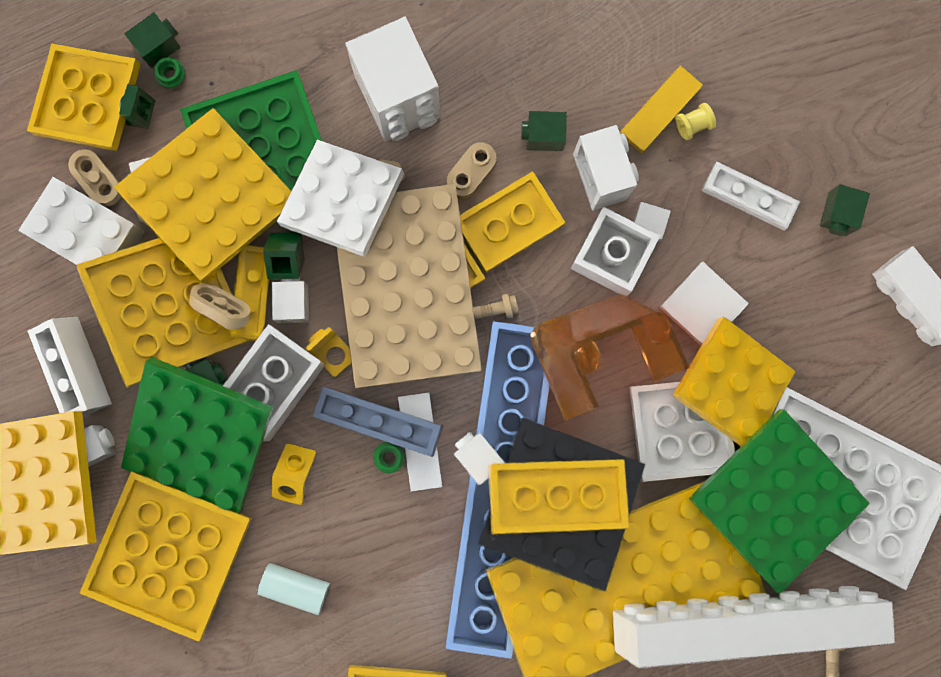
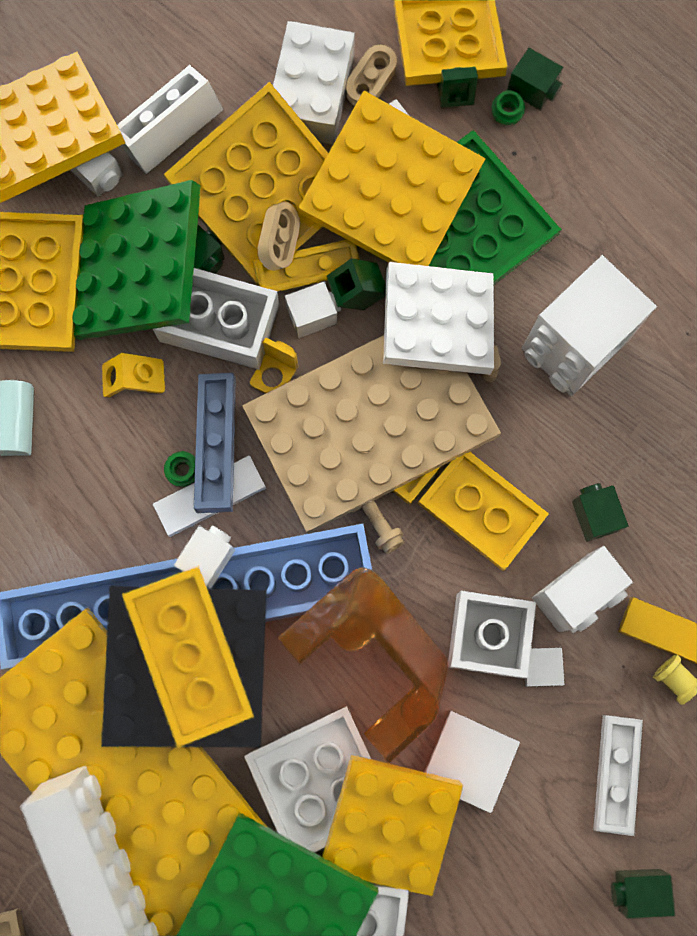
camera: 75 degrees right, 5 degrees down
(472, 169) = (524, 452): tan plate -> none

